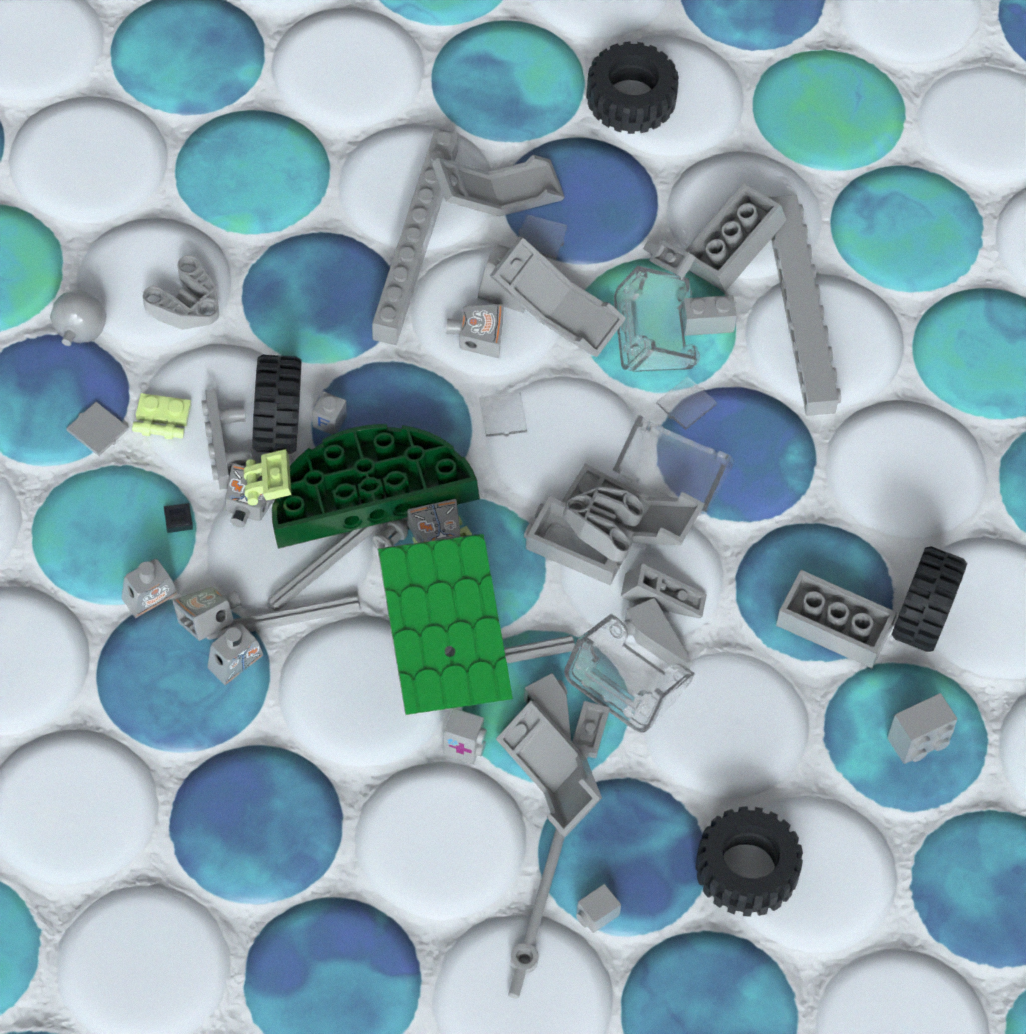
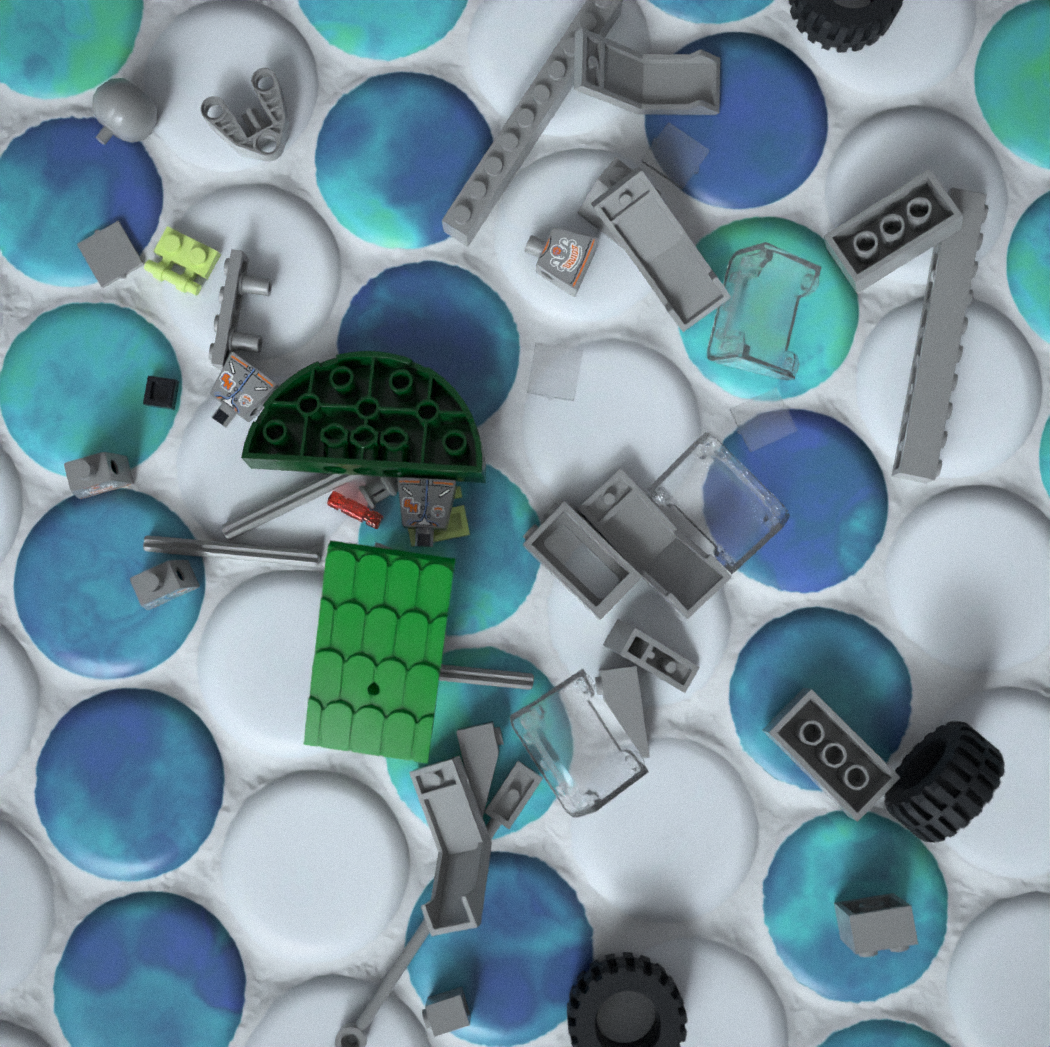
camera: 25 degrees right, 25 degrees up
(205, 611) = (145, 526): light grey torso -> none
(275, 477) = (264, 390): yellowish green plate -> none
(276, 403) = (293, 298): black tyre -> none
(329, 413) = (360, 316): light grey brick -> none
(370, 557) = (355, 510): none -> clear red axle
(464, 736) = (370, 772): light grey brick -> none
(596, 519) = (597, 571): light grey connector -> none
(670, 257) = (809, 235): light grey hinge -> none
(709, 315) = (828, 319): light grey brick -> none

